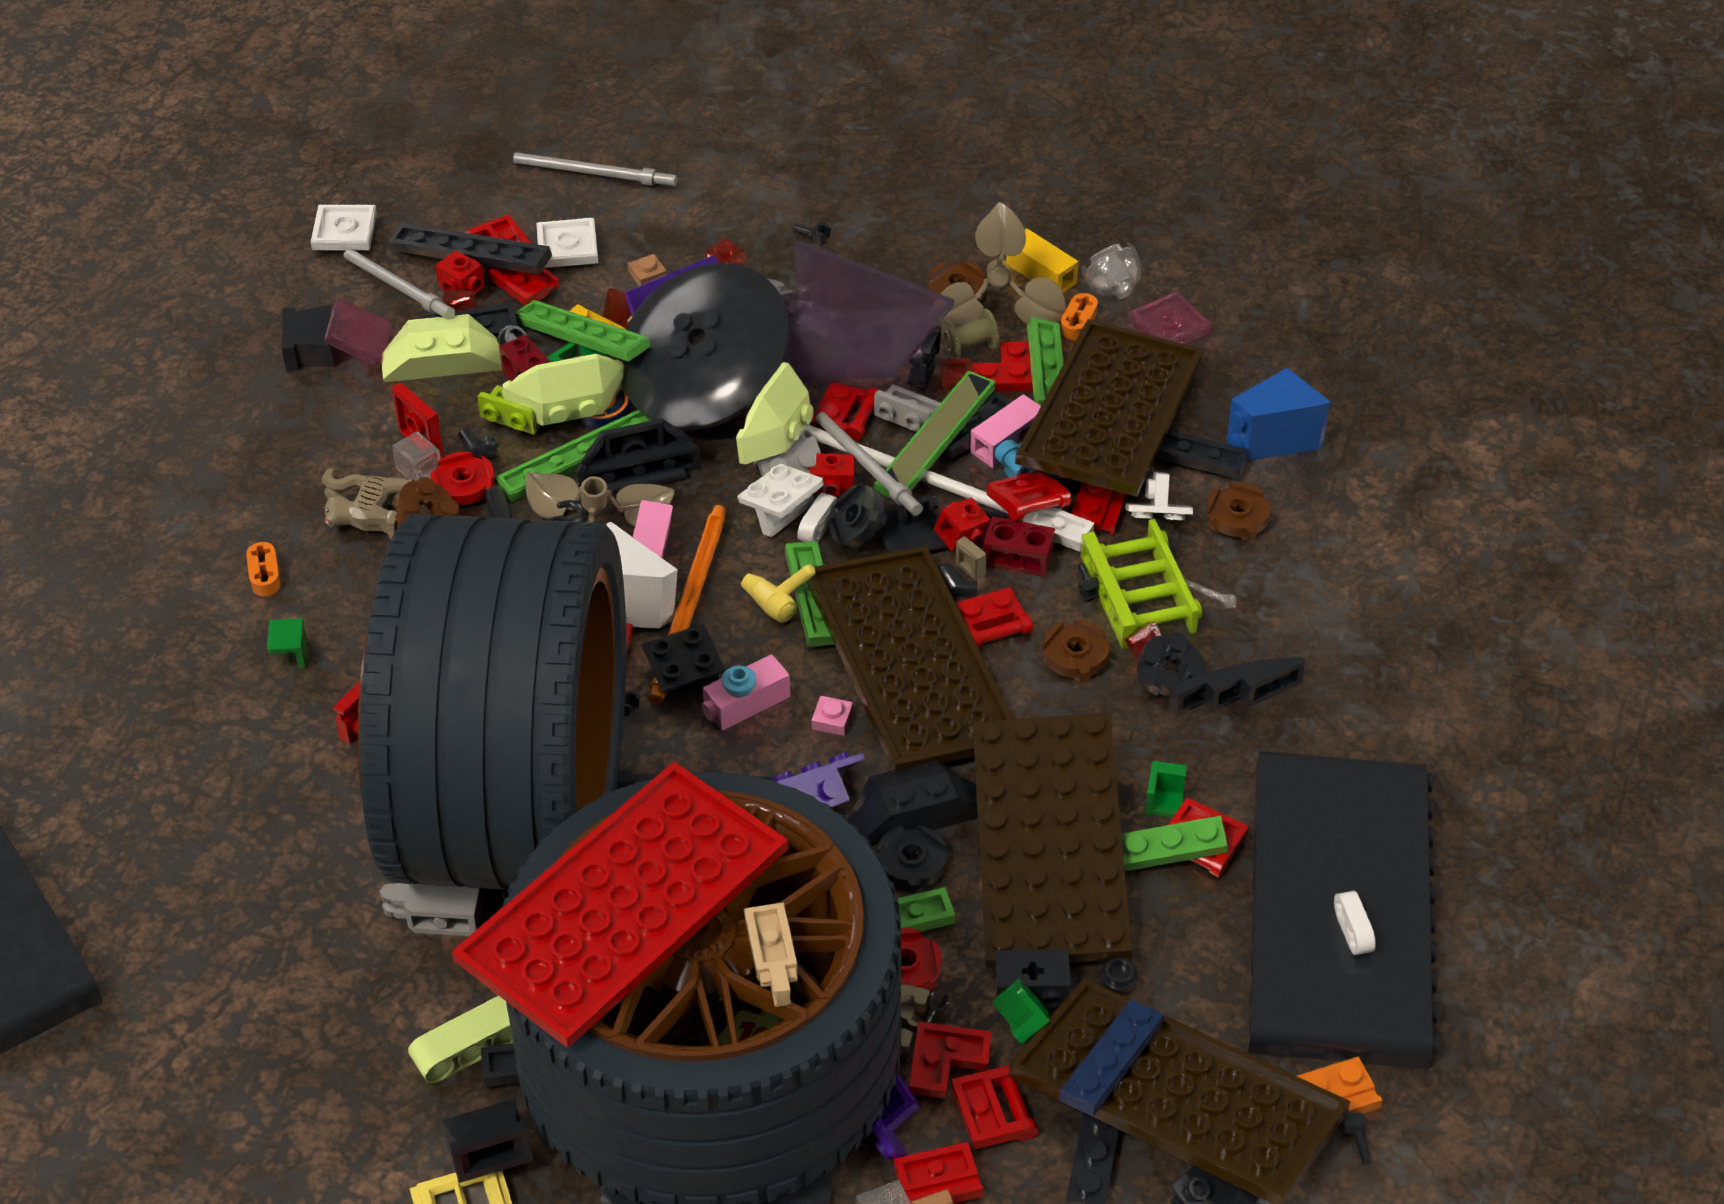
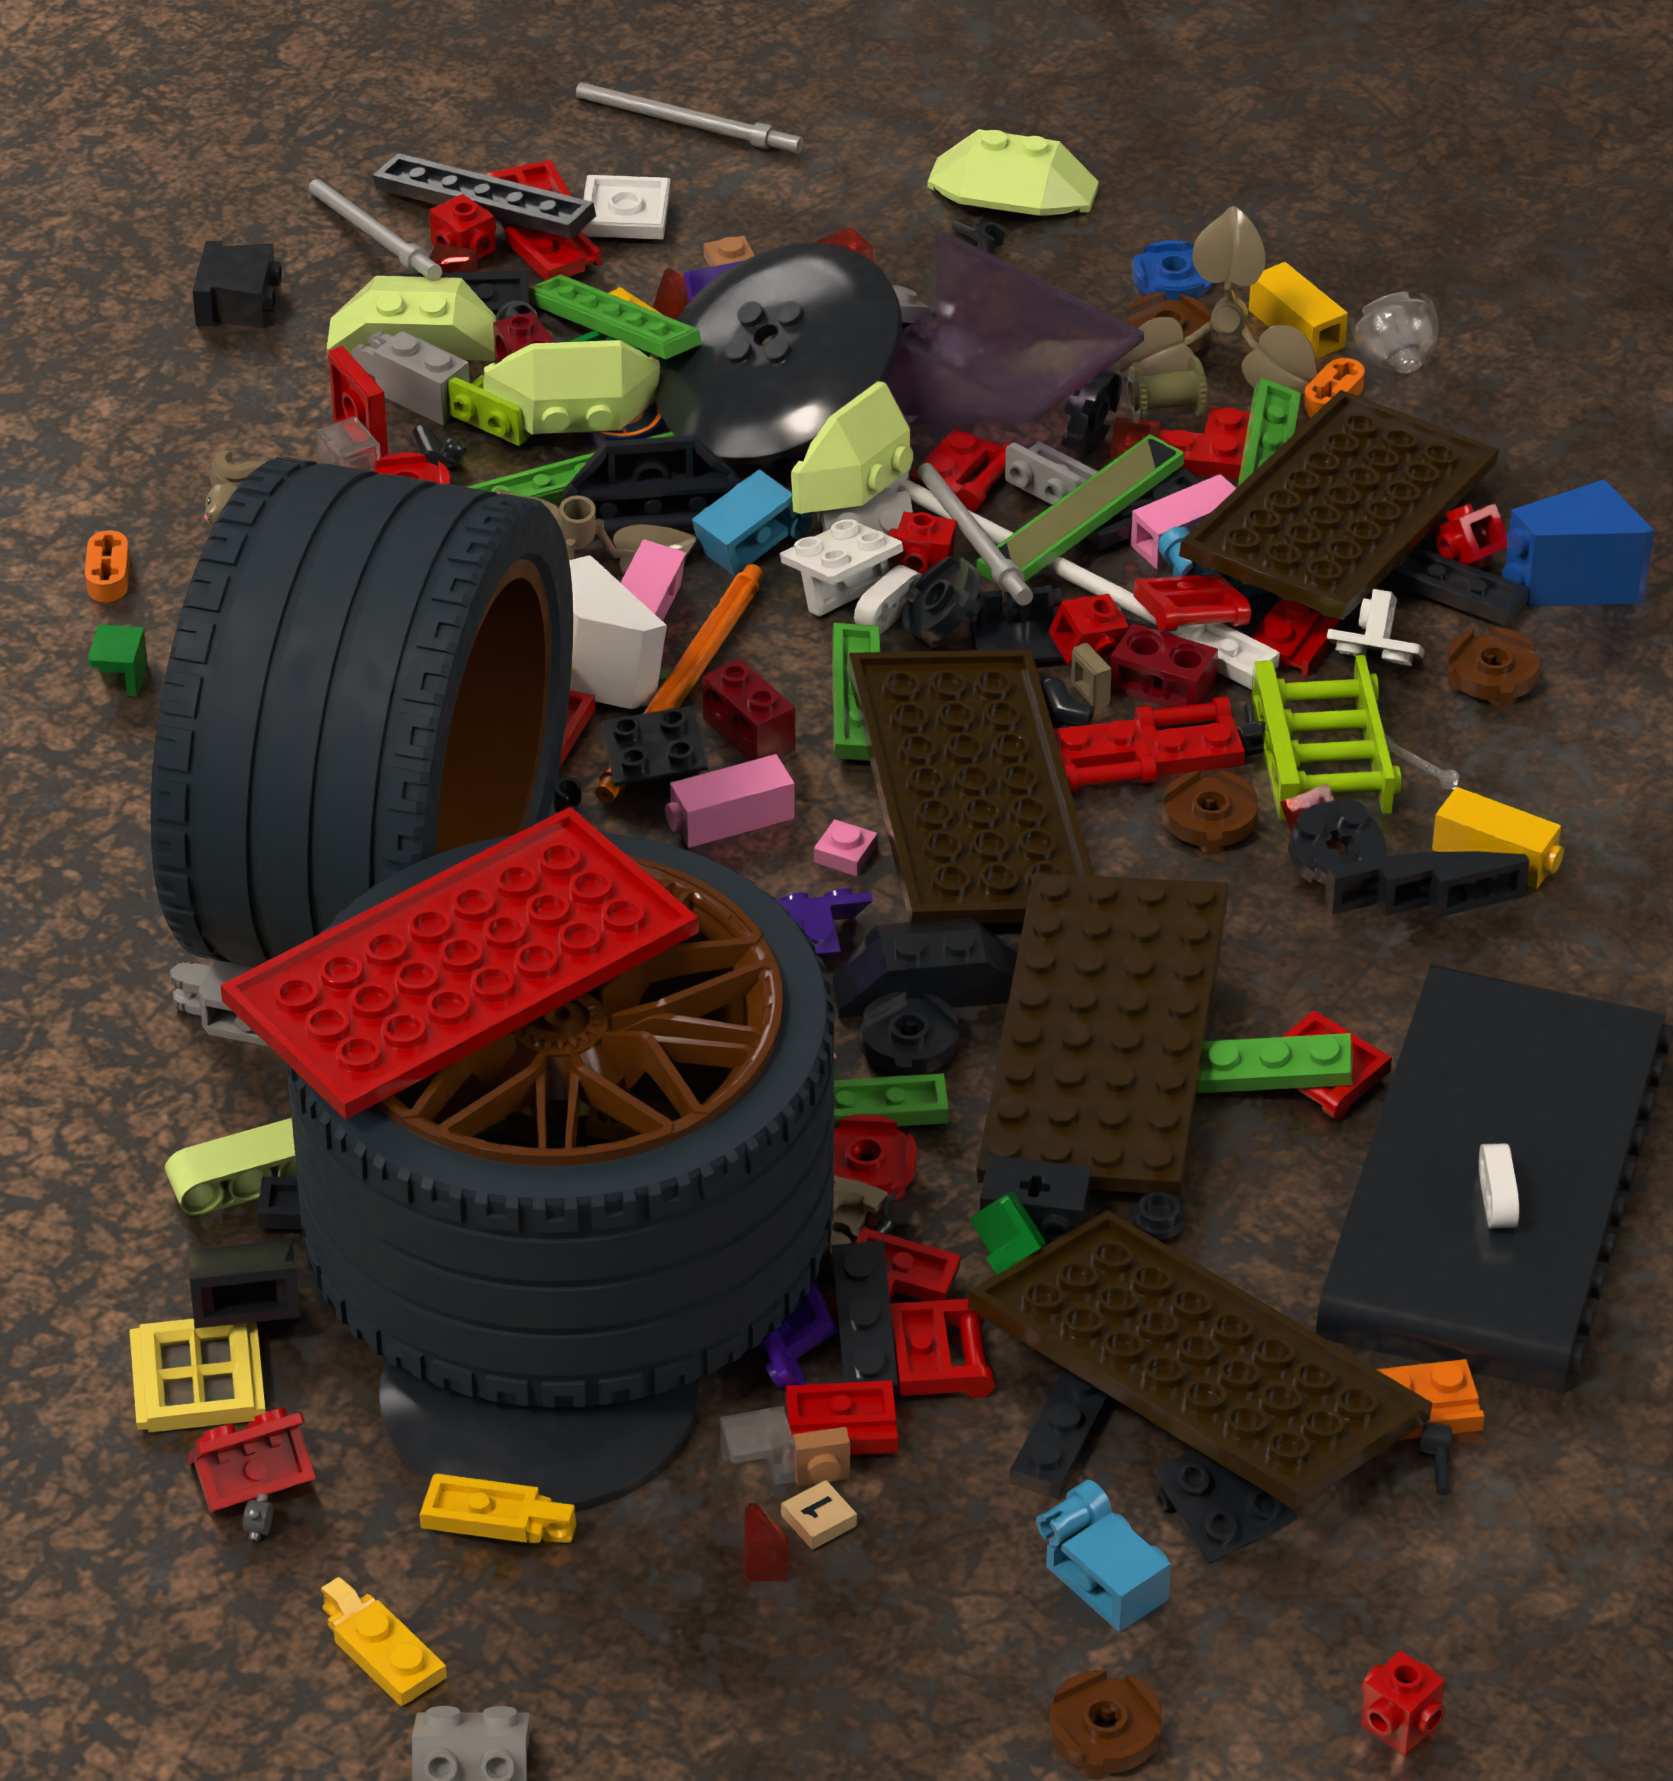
camera: 10 degrees right, 5 degrees down
(343, 227) = (316, 150): white plate -> none
(358, 332) = (304, 284): clear pink plate -> none
(448, 389) = (412, 372): none -> light grey hinge
(708, 474) = (748, 522): none -> dark azure hinge
(739, 681) = (720, 779): medium azure plate -> none
(743, 622) = (748, 711): none -> dark red brick
(772, 949) = (643, 1043): tan hinge -> none
(776, 599) = (806, 689): light yellow piece -> none
(826, 185) = (1014, 175): none -> yellowish green wedge
(937, 1092) = (864, 1312): none -> black plate
(938, 250) = (1153, 274): none -> blue tile
(1053, 601) = (1192, 747): none -> red plate
(1111, 1057) = (1112, 1301): dark blue plate -> none
(1165, 789) = (1286, 995): green panel -> none
(1170, 319) = (1467, 407): clear pink plate -> none
(1202, 416) = (1471, 535): none -> red brick
(1267, 638) = (1485, 825): none -> yellow brick

